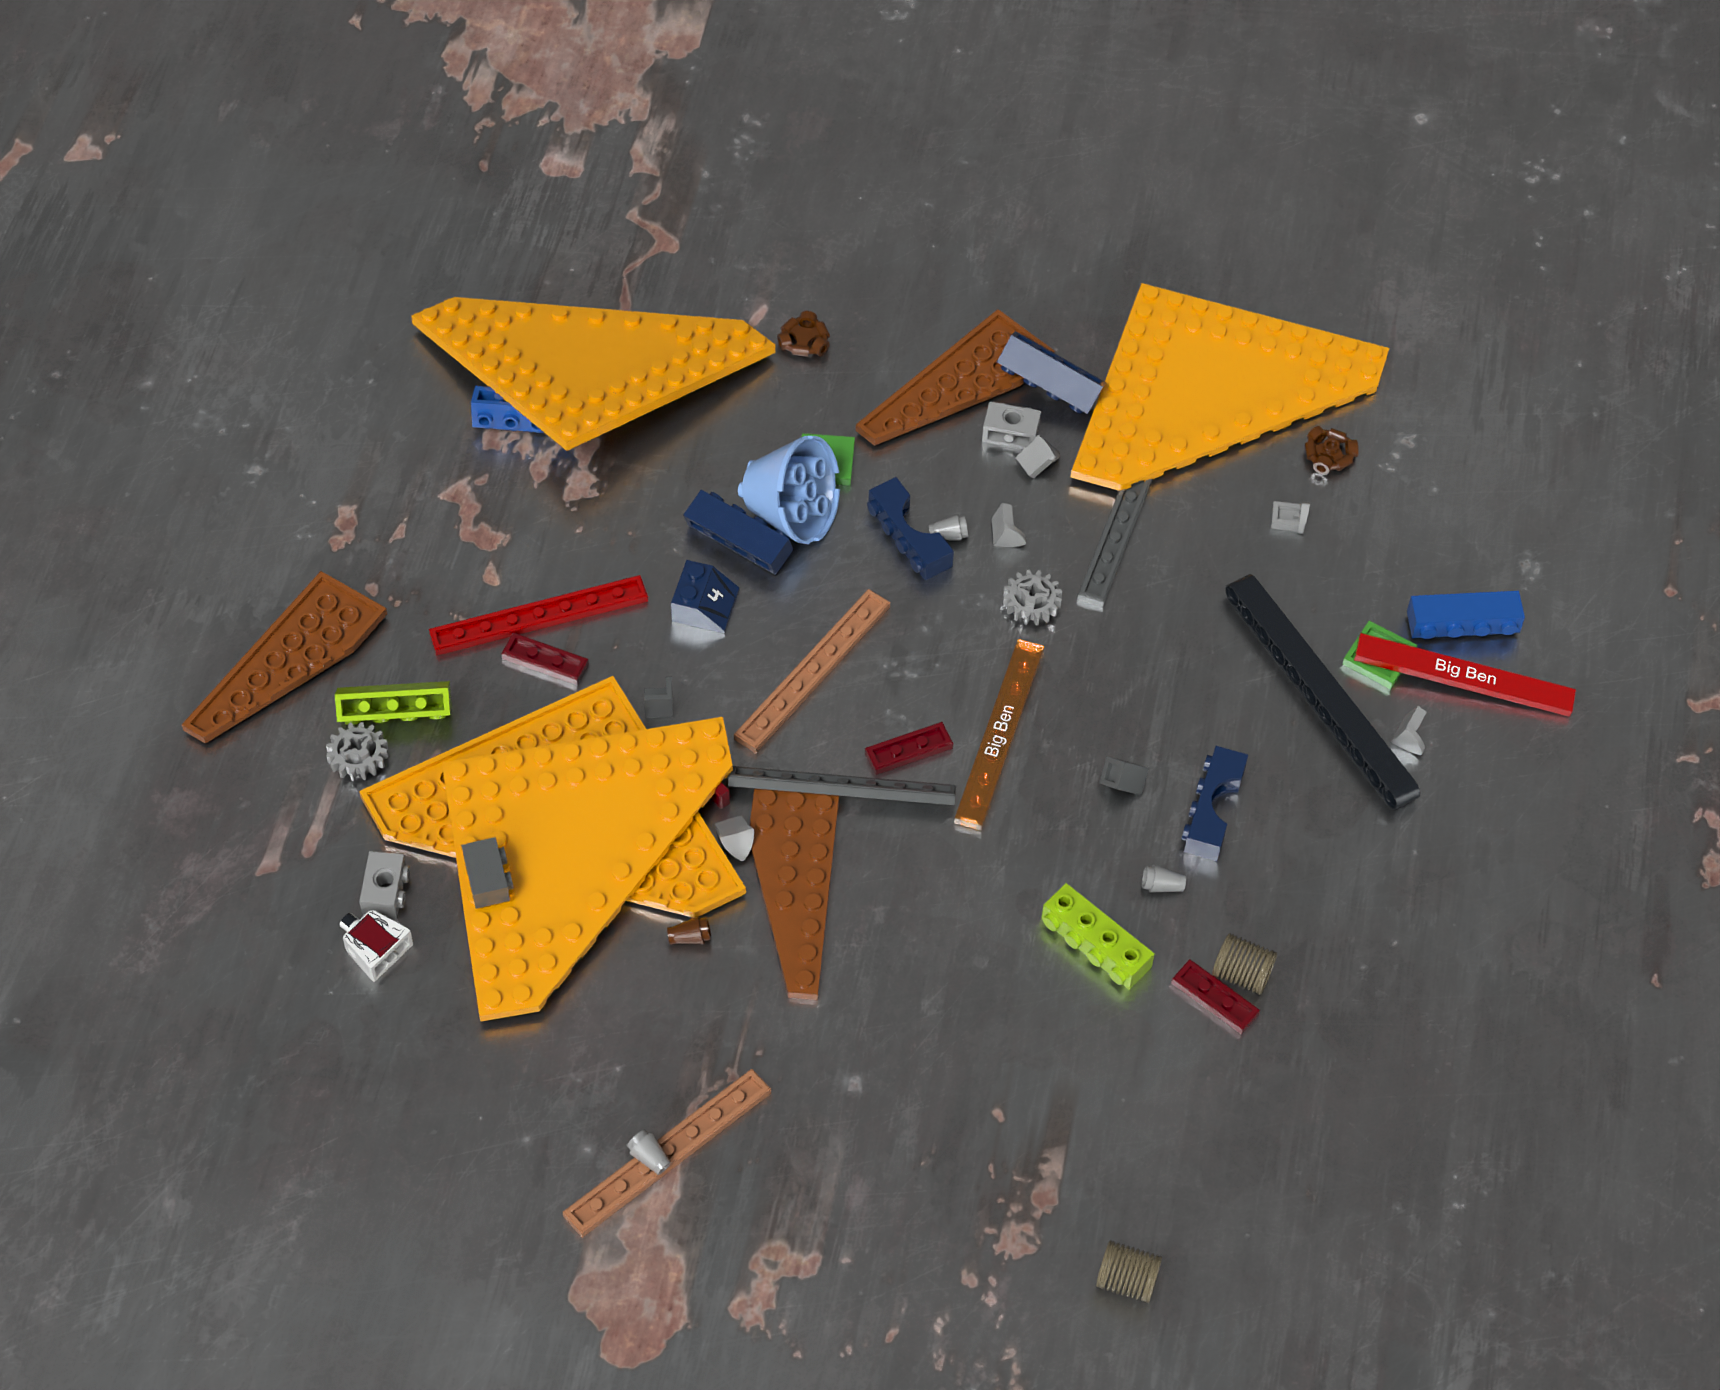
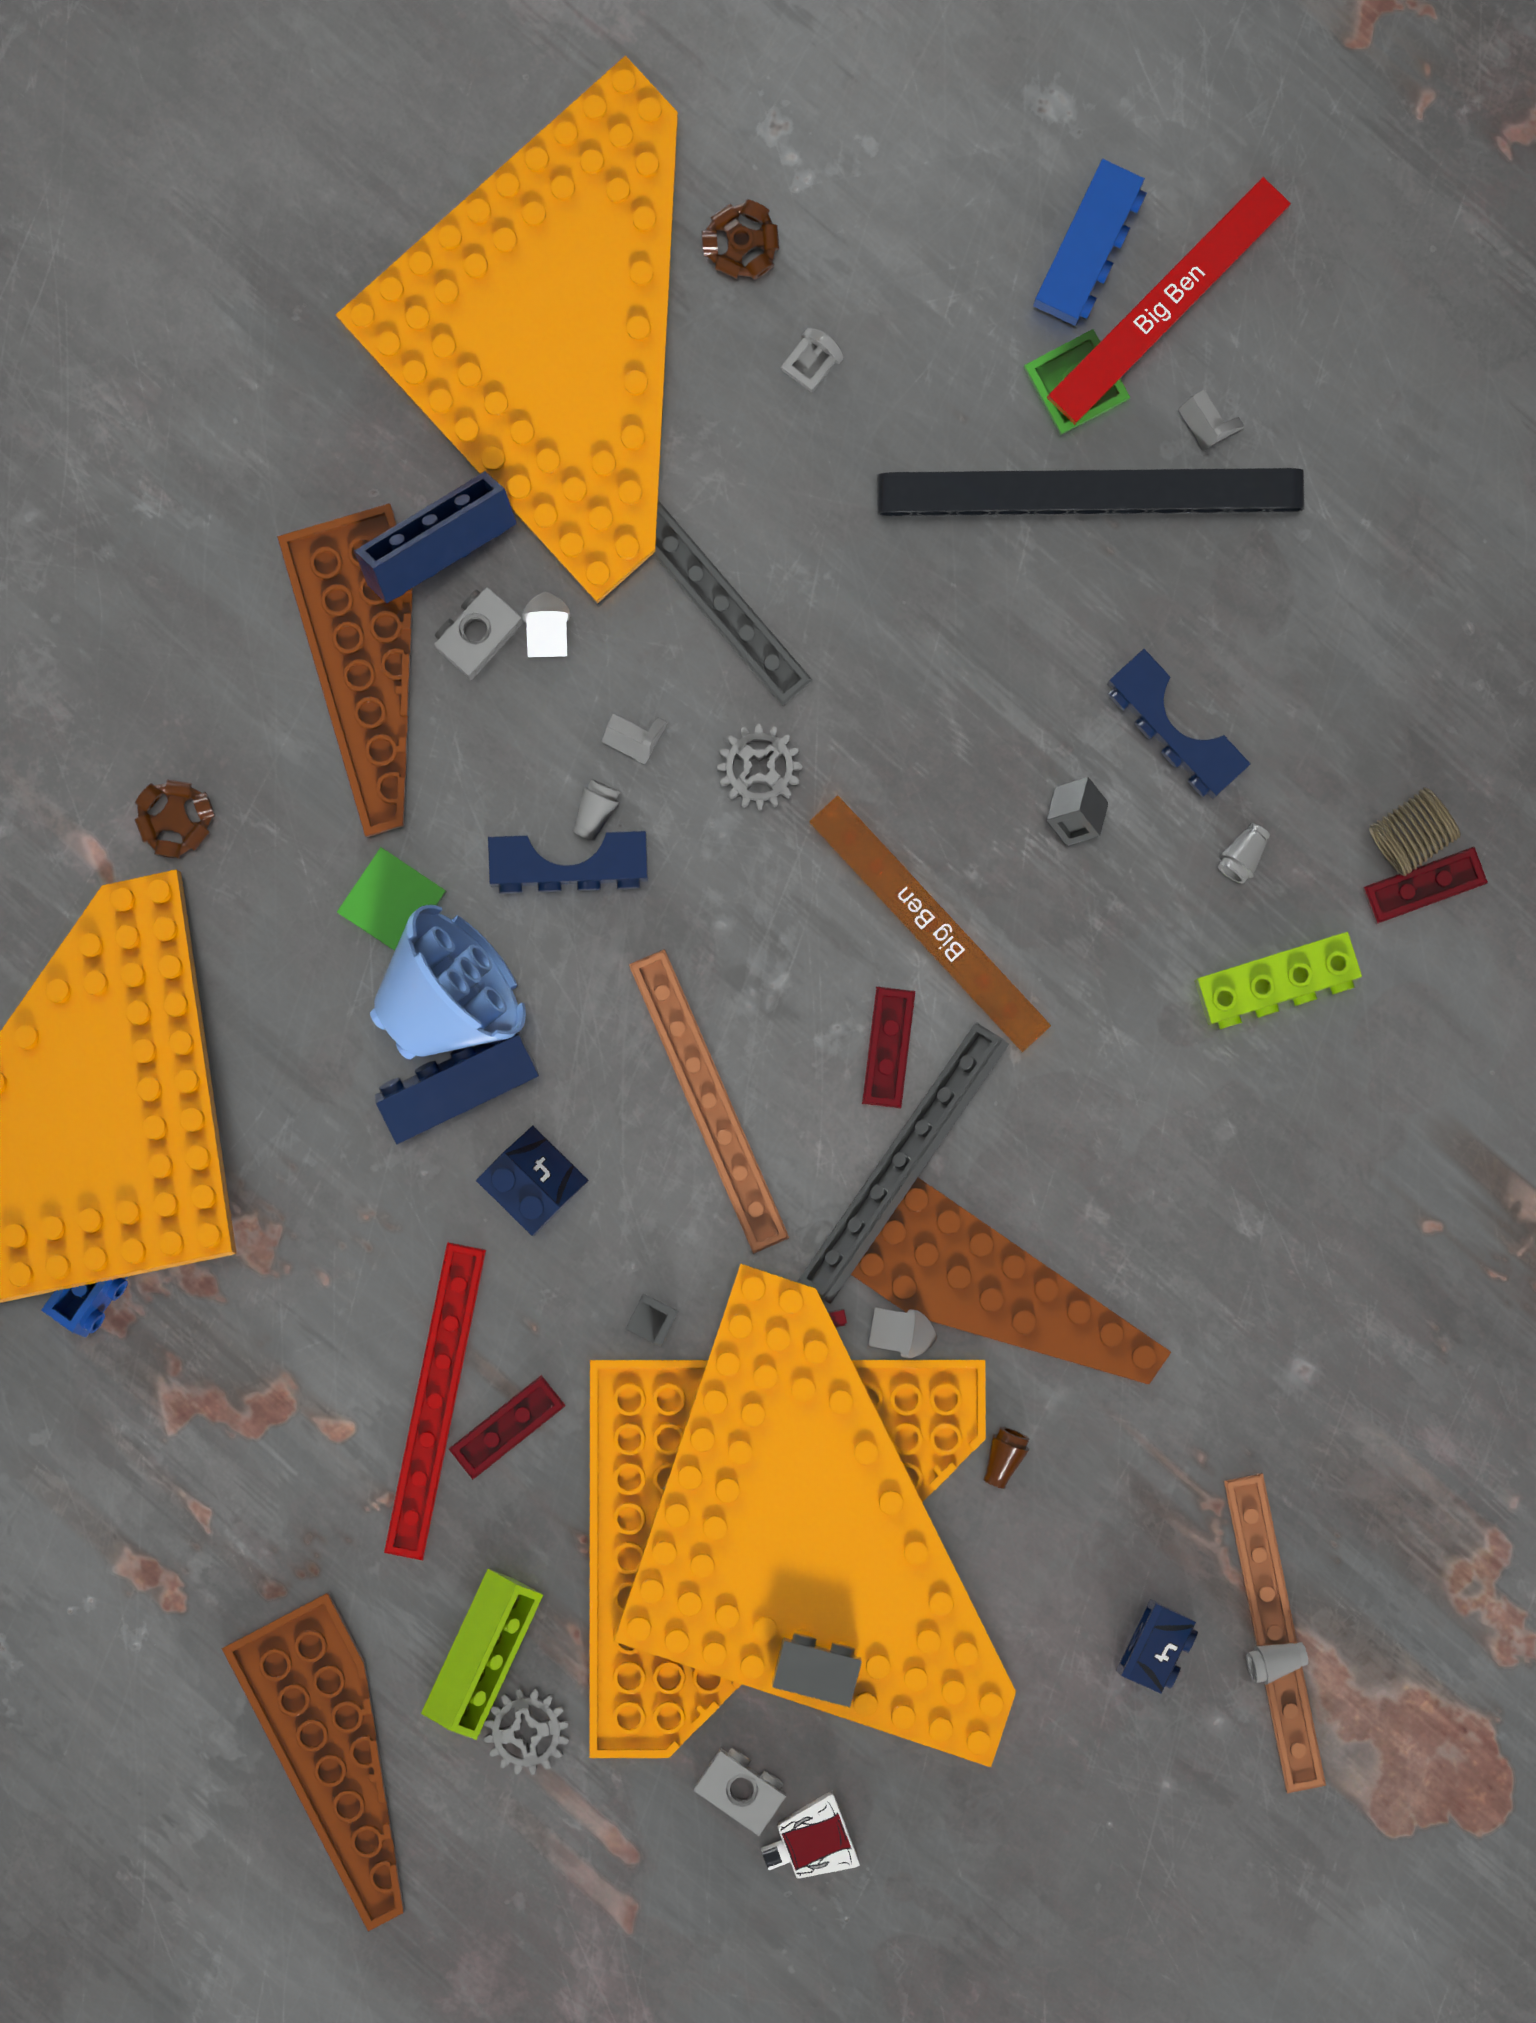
camera: 60 degrees left, 30 degrees up
(616, 1072) = (1156, 1647): none -> dark blue slope

